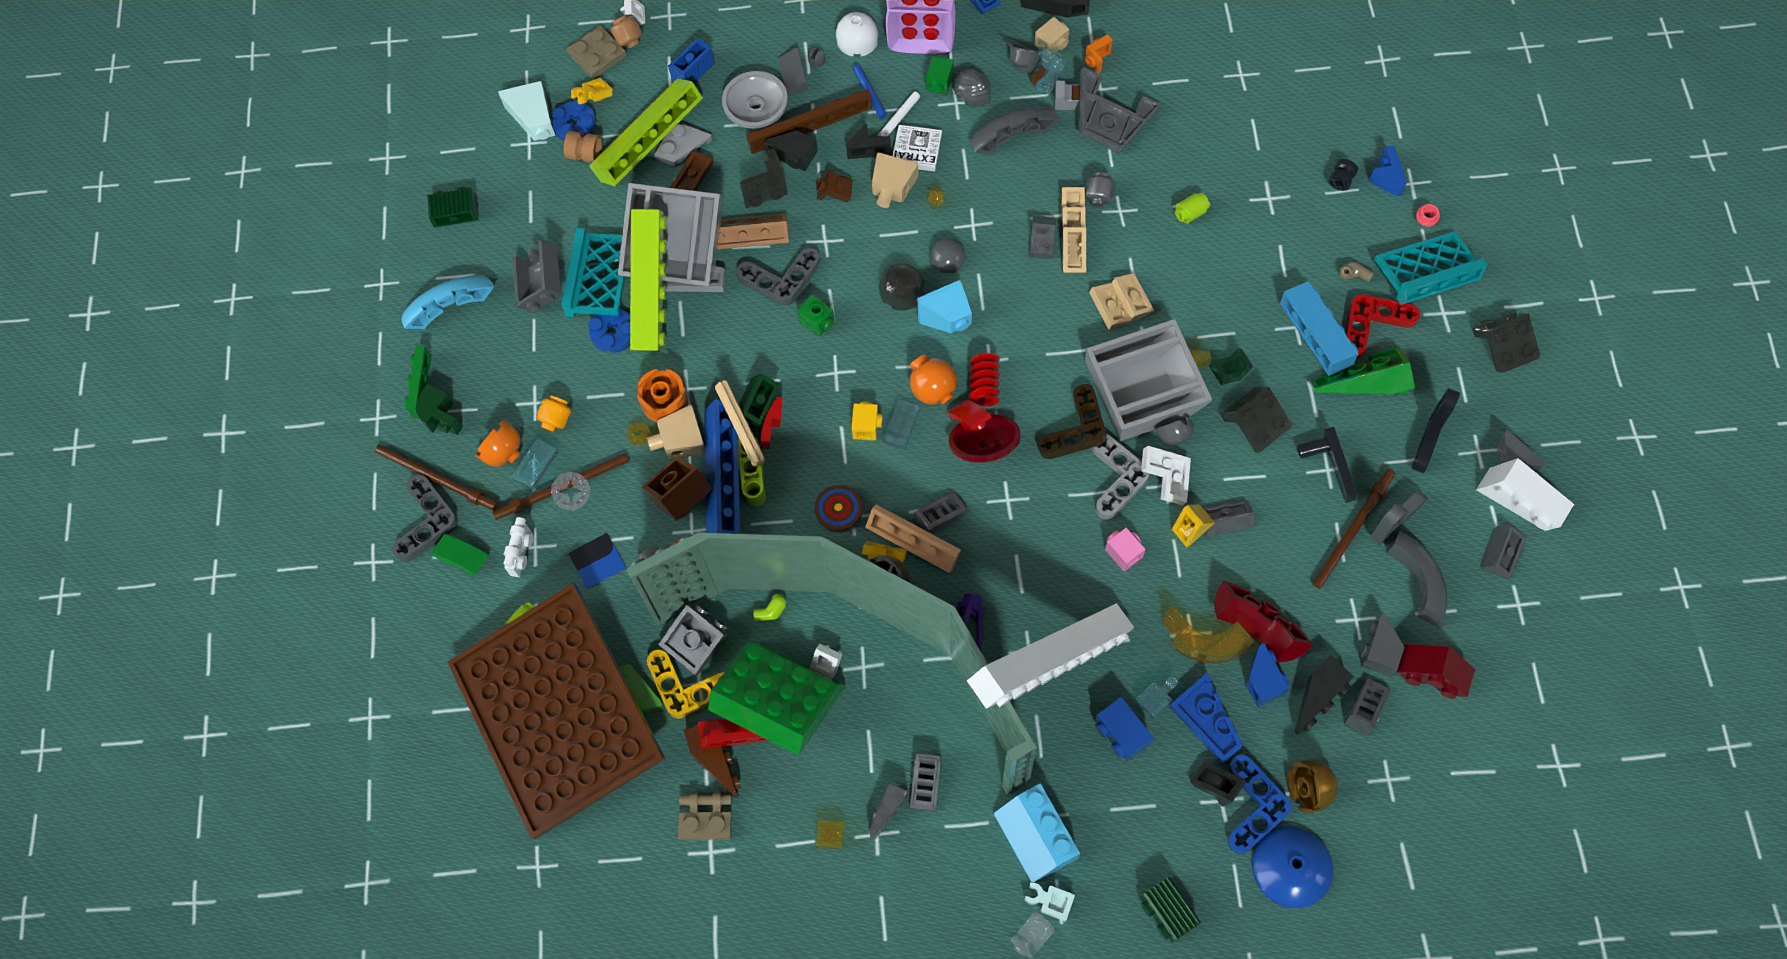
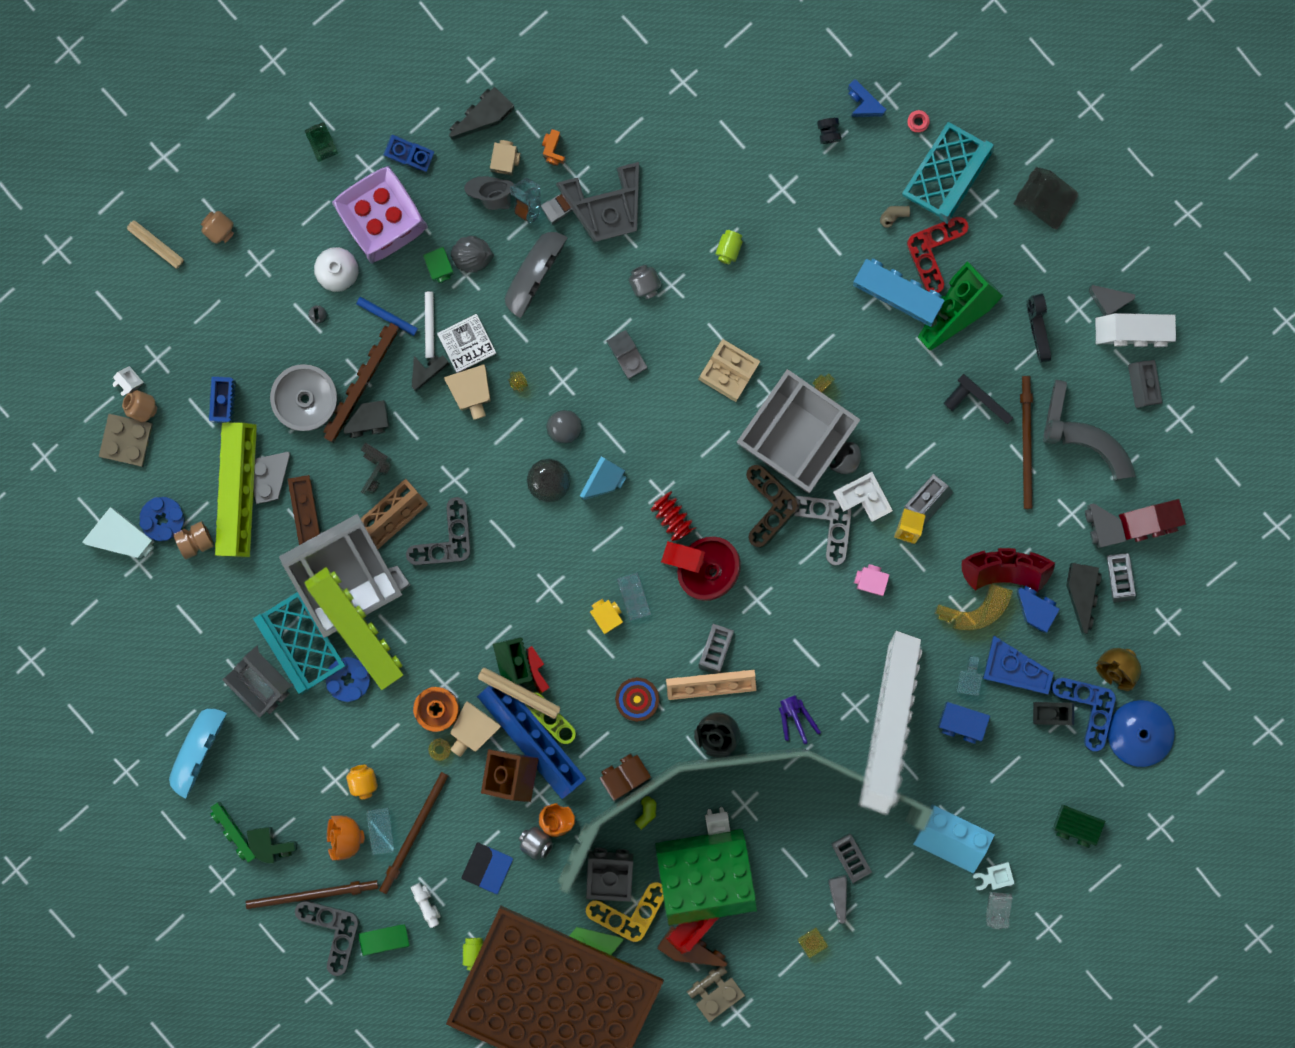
camera: 40 degrees left, 20 degrees up
(452, 207) = (130, 668): dark green brick -> none
(563, 500) = (436, 832): clear gear -> none
(595, 90) = (157, 480): yellow plate -> none
(792, 72) = (309, 343): dark grey slope -> none
(816, 315) = (502, 554): green brick -> none
(834, 186) = (428, 429): reddish brown bracket -> none
(875, 549) = (695, 711): yellow plate -> none
(932, 380) = (635, 548): orange brick -> none
(1073, 230) = (648, 333): tan slope -> none
(1231, 368) = (852, 373): clear green bracket -> none
(1258, 417) = (899, 400): clear smoke bracket -> none

